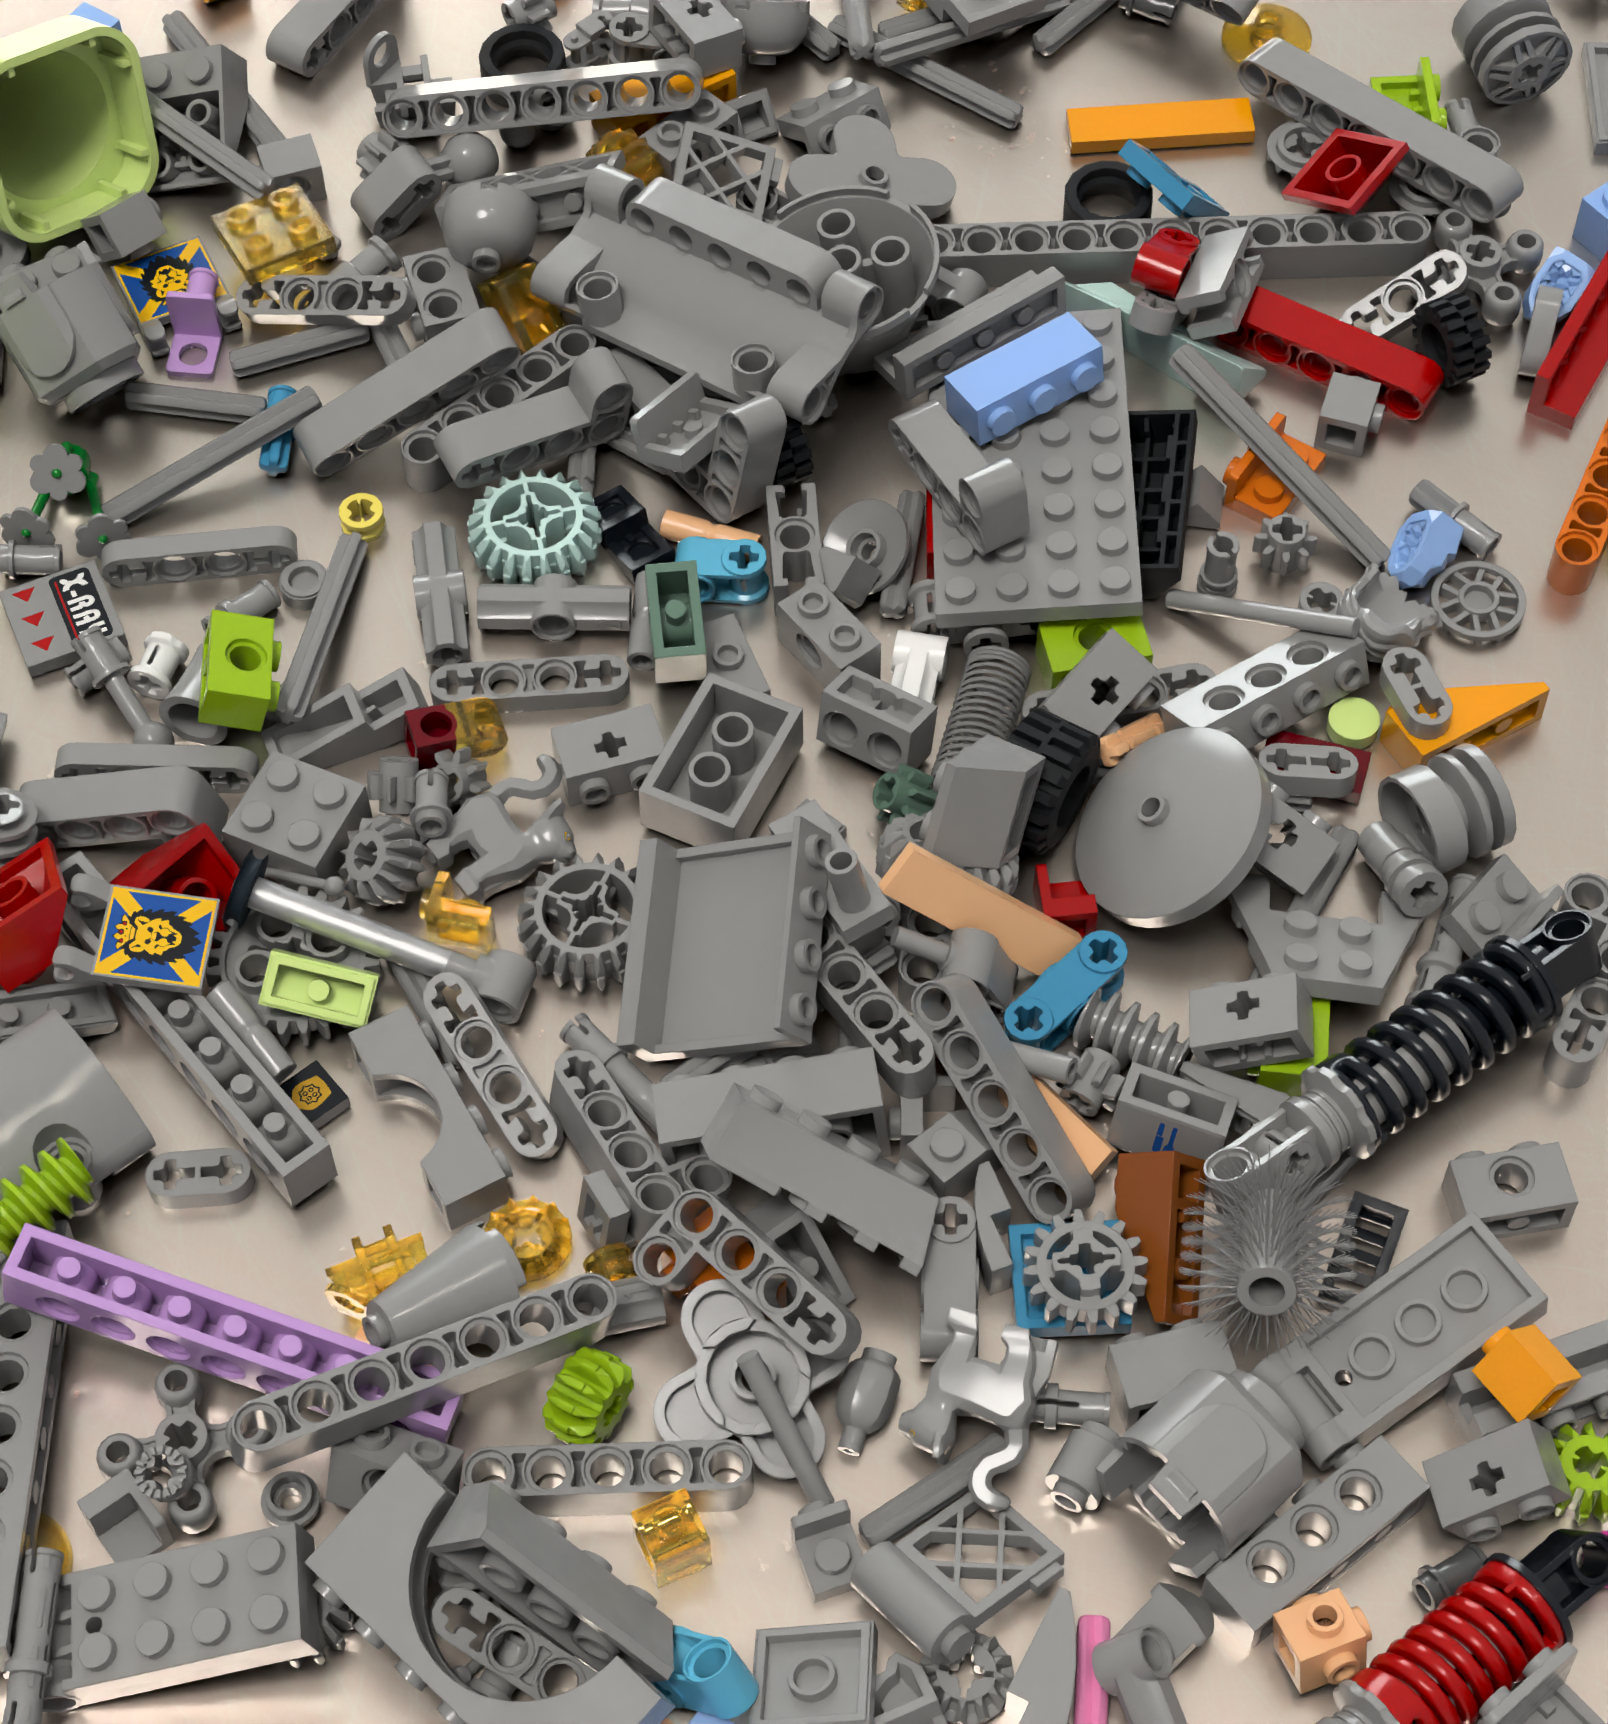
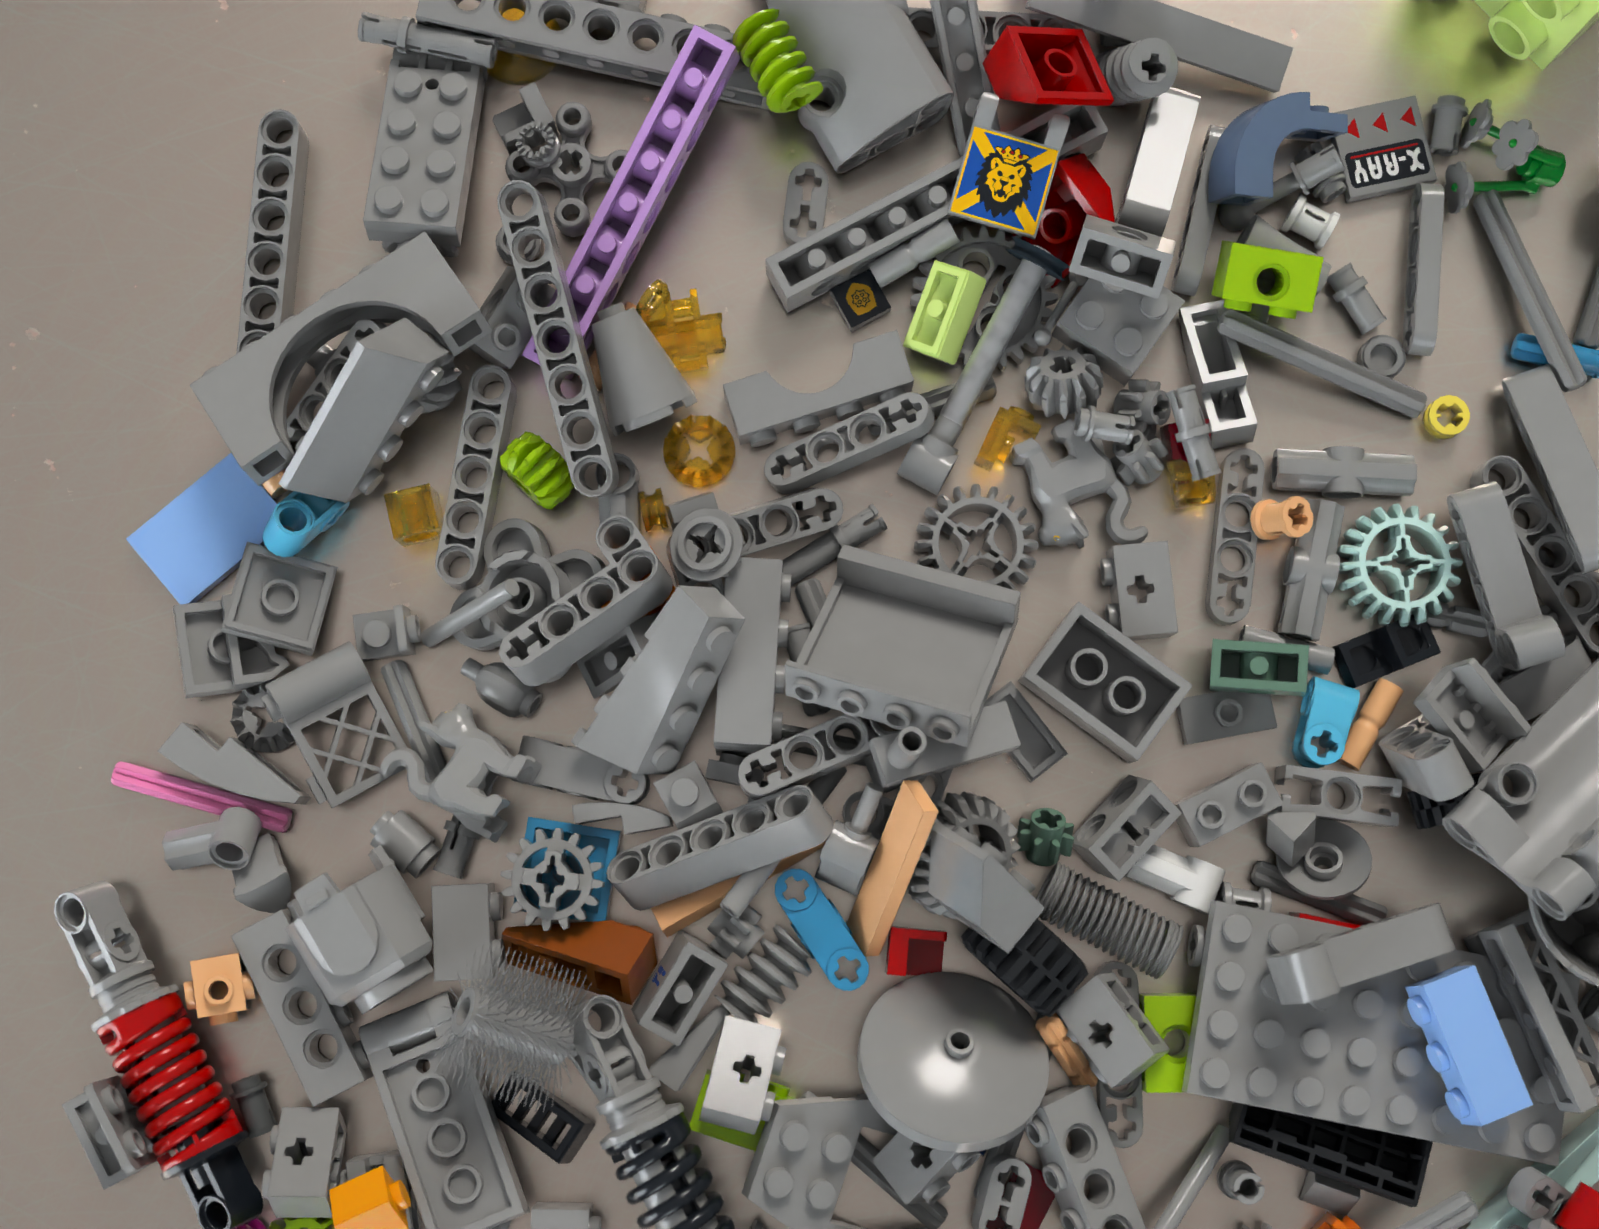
camera: 100 degrees right, 25 degrees up
(80, 713) = (1247, 148): none -> sand blue arch
(236, 795) = (1122, 256): none -> light grey brick
(425, 715) = (1193, 432): none -> light grey pin
(504, 632) = (1287, 517): none -> light nougat bush
(637, 1139) = (702, 525): none -> light grey gear

